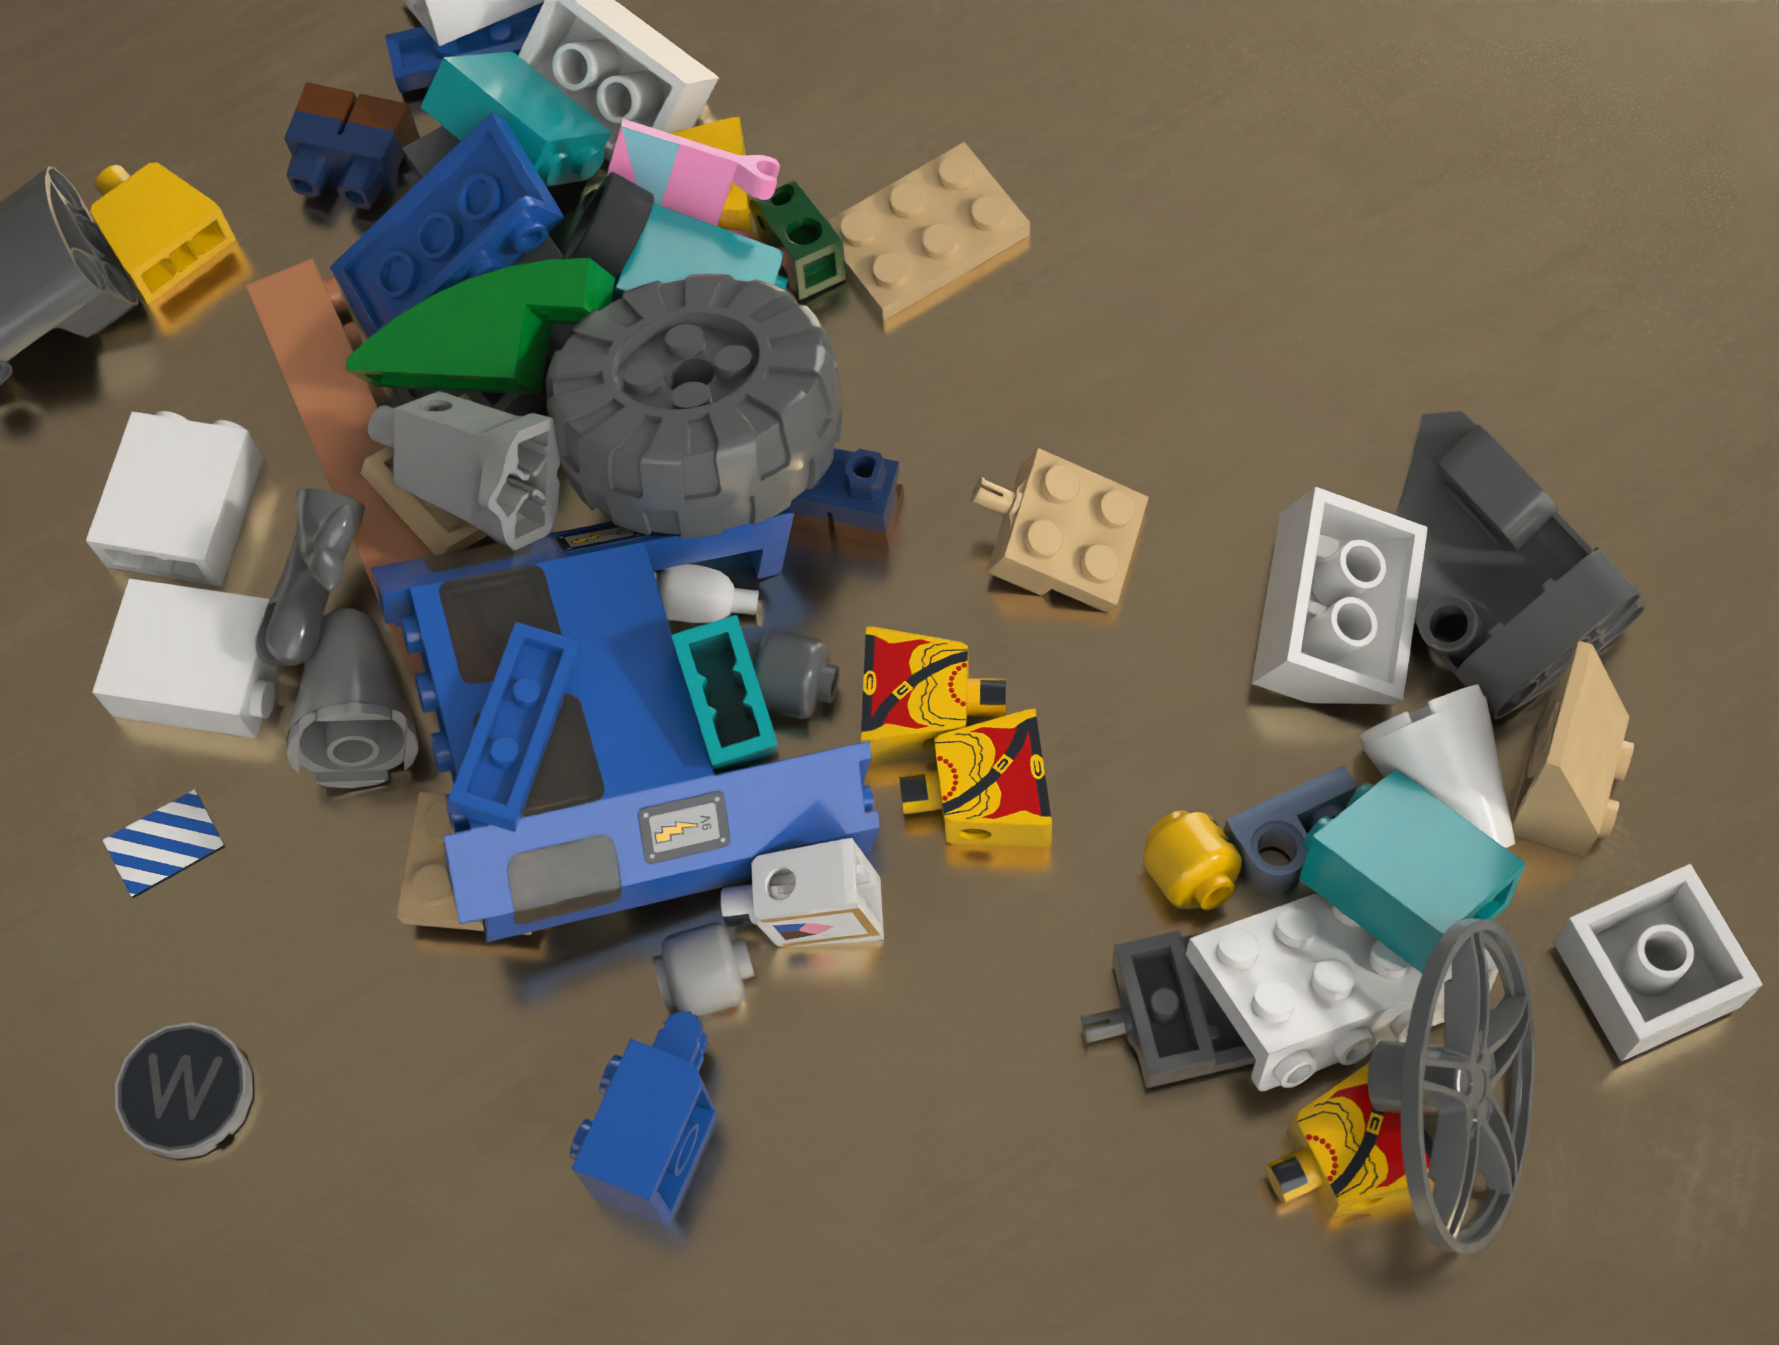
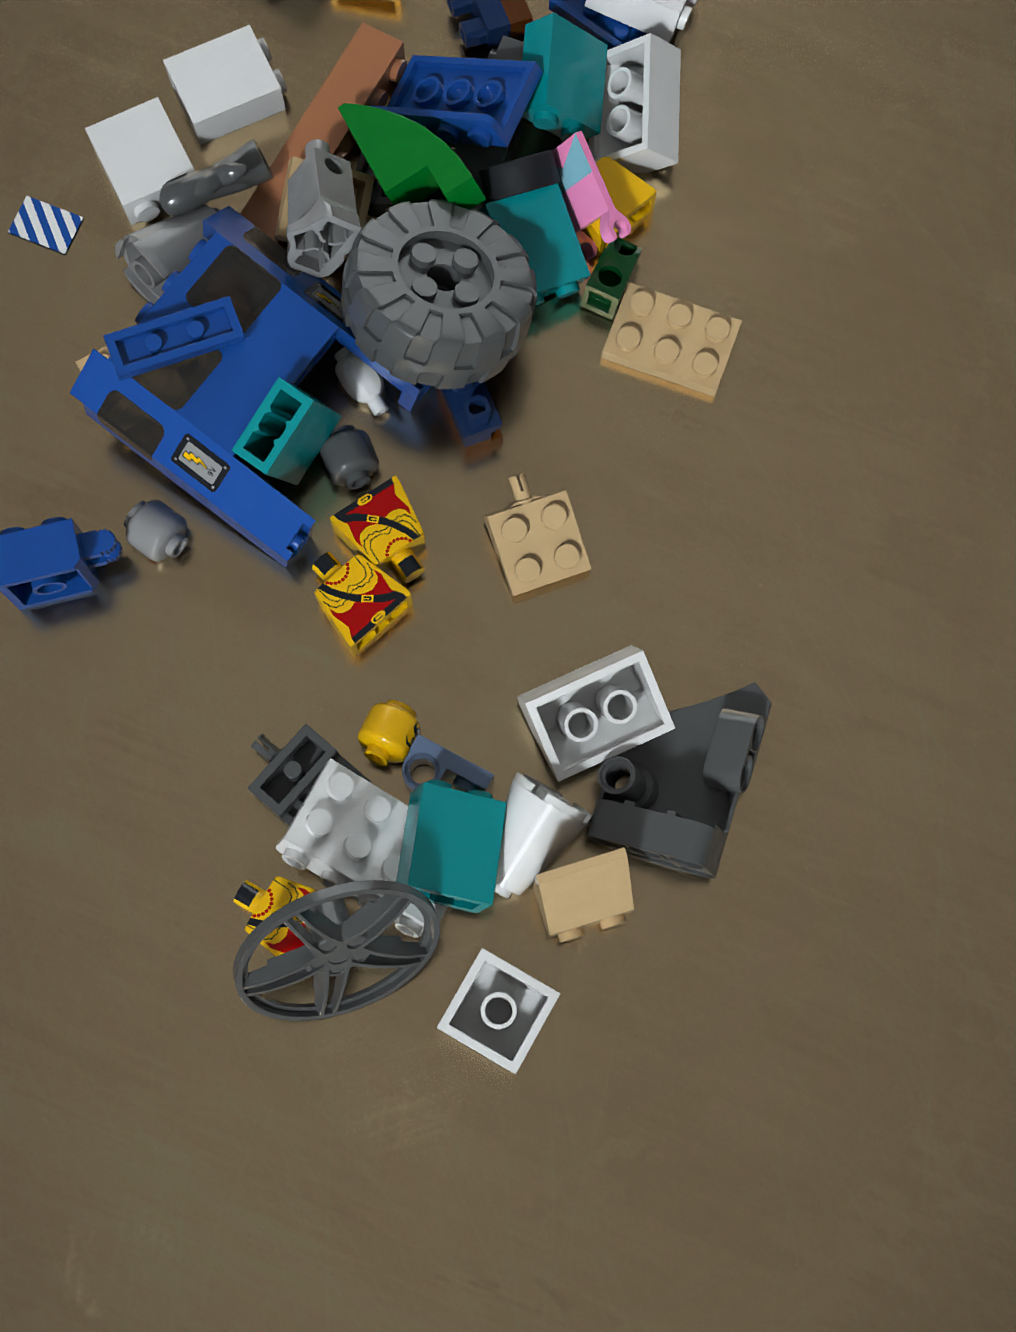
camera: 45 degrees right, 10 degrees up
(810, 896) = (228, 555): white torso -> none

